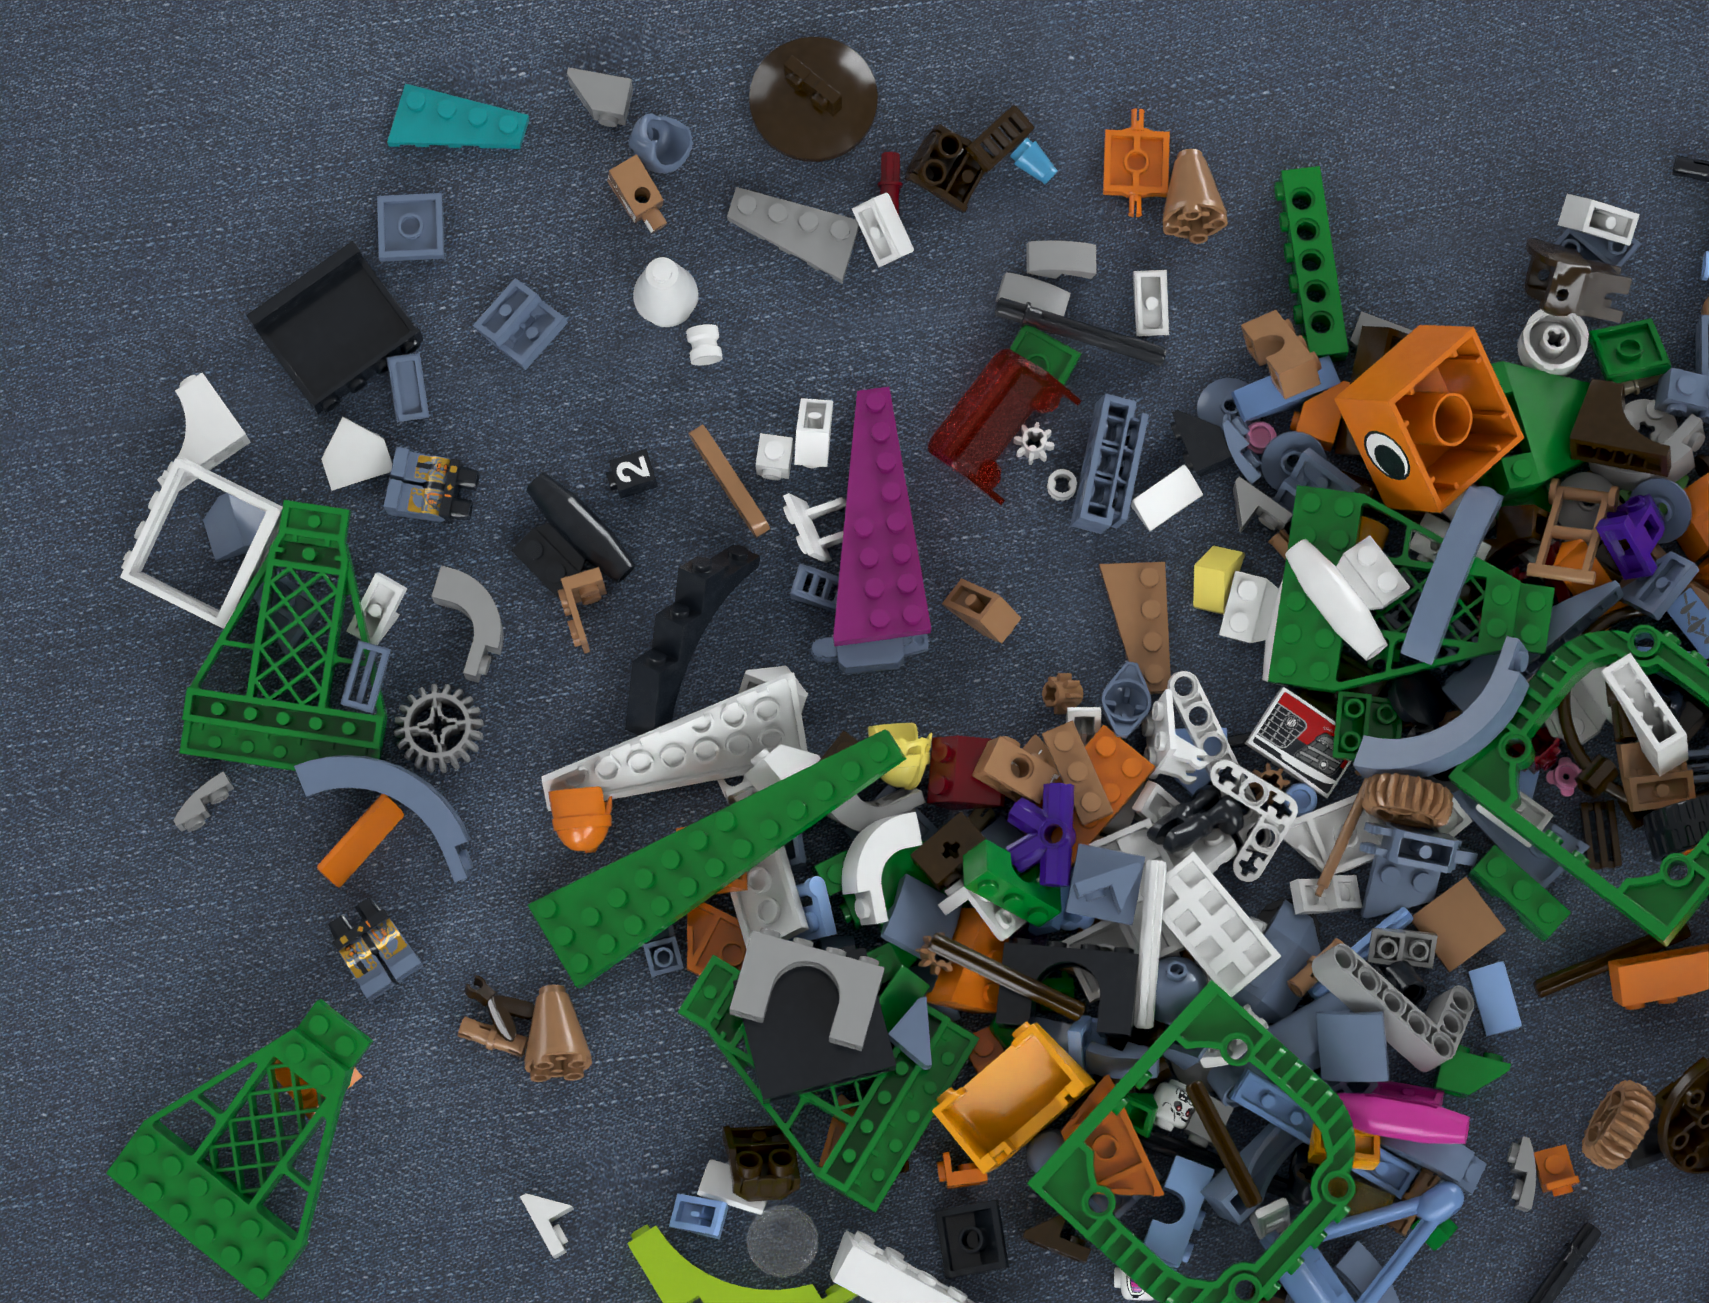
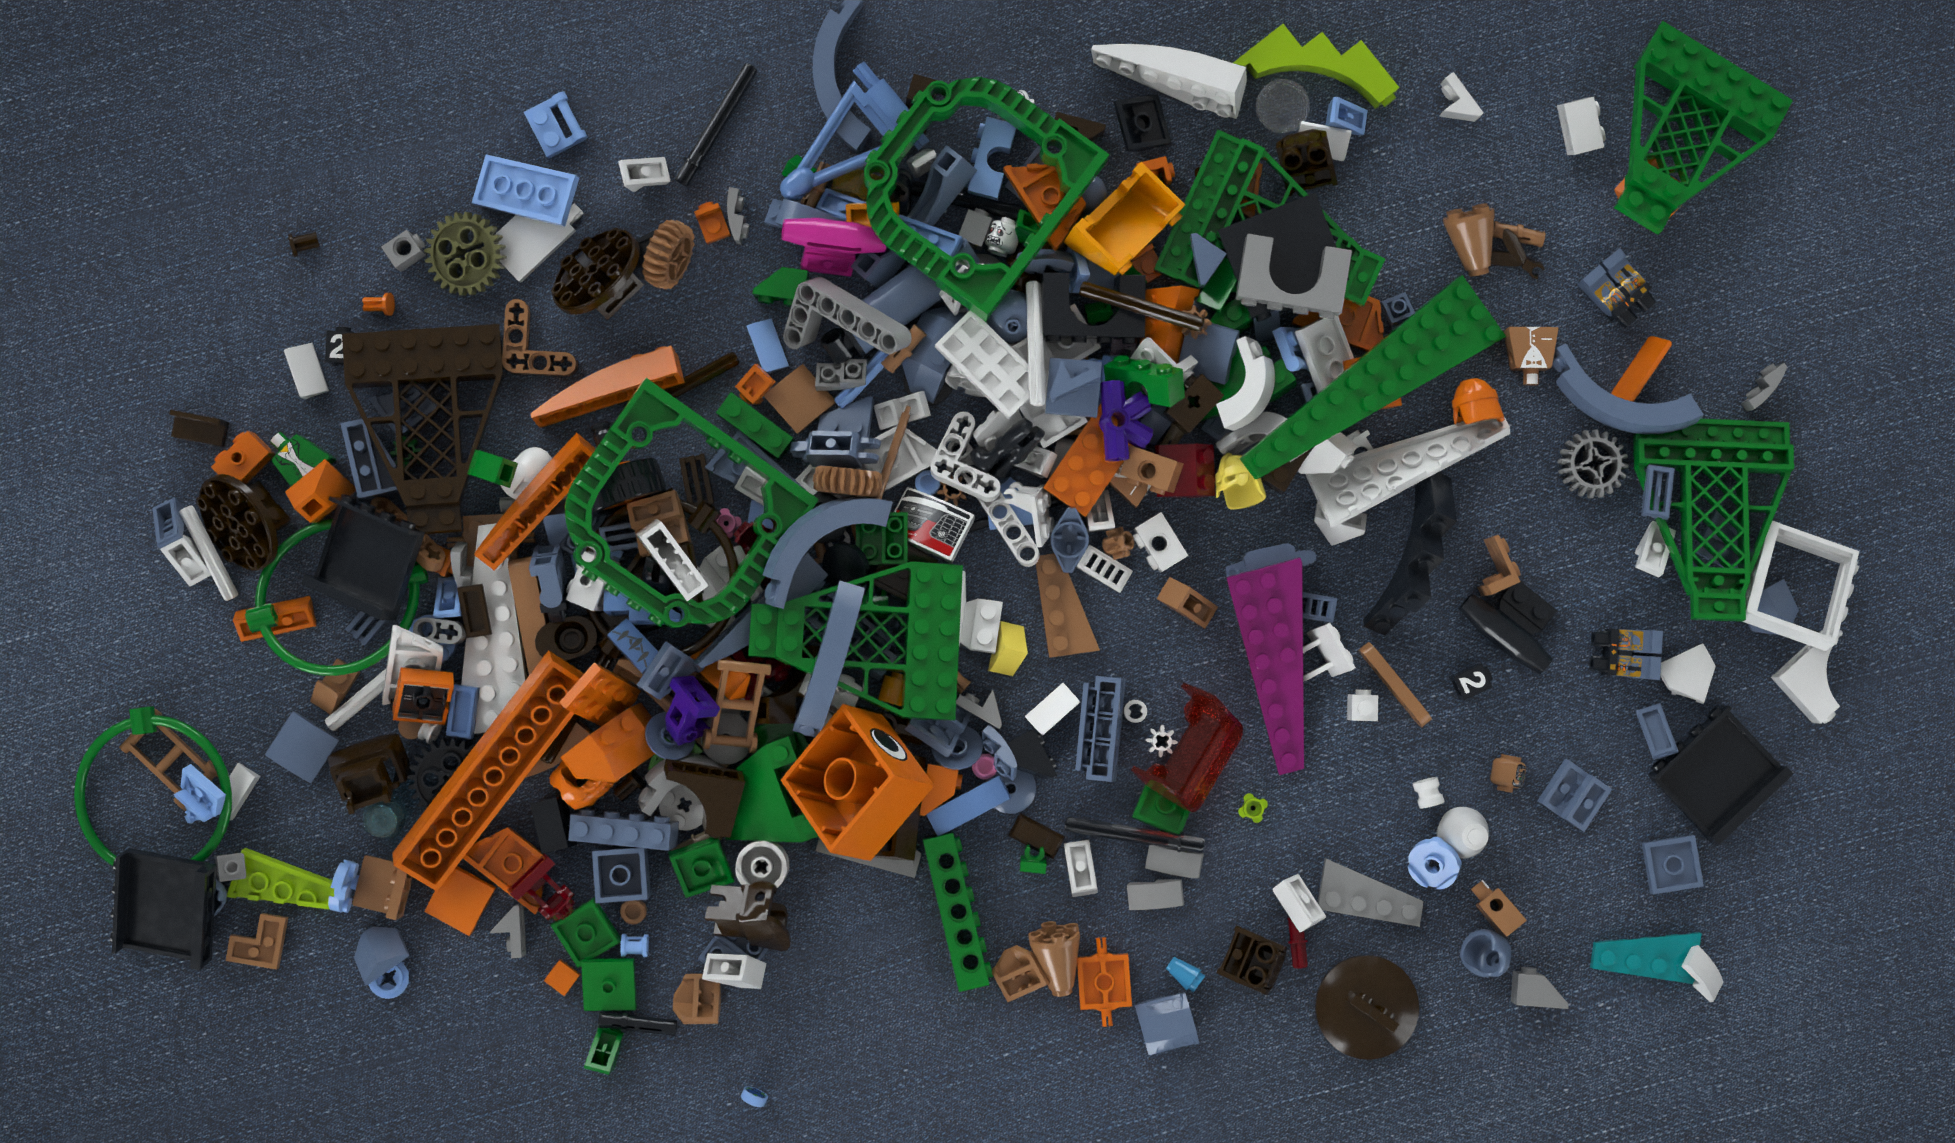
camera: 170 degrees right, 10 degrees up
(392, 1168) = (1581, 126): none -> white brick
(393, 94) = (1704, 971): none -> white slope
(468, 596) = (1573, 558): light grey arch -> none
(498, 881) = (1530, 350): none -> medium nougat torso
(601, 357) = (1508, 773): none -> medium nougat head
(700, 268) = (1441, 852): none -> light blue plate
(813, 433) = (1334, 731): white slope -> none
(923, 342) = (1255, 815): none -> lime plate
(1008, 708) = (1173, 550): none -> white brick
(1016, 127) = (1206, 1001): dark brown slope -> none
(1064, 106) = (1166, 1023): none -> sand blue slope
(1077, 769) = (1102, 474): medium nougat plate -> none
(1099, 663) = (1109, 561): none -> white slope
(1202, 347) = (1036, 835): none -> dark brown tile
(1210, 311) = (1032, 863): none -> green tile
(1224, 1144) = (966, 193): dark brown axle -> none
(1242, 183) = (1018, 973): none -> medium nougat slope
(1275, 343) = (983, 843): medium nougat arch -> none
(1349, 591) = (911, 632): white plate -> none
(1352, 1046) = (874, 283): sand blue slope -> none
(1516, 945) = (754, 385): none -> orange bracket
(1583, 73) = (754, 1096): none -> light blue tile
(1642, 1244) = (644, 172): none -> white slope
(1646, 190) = (697, 1000): none -> medium nougat slope

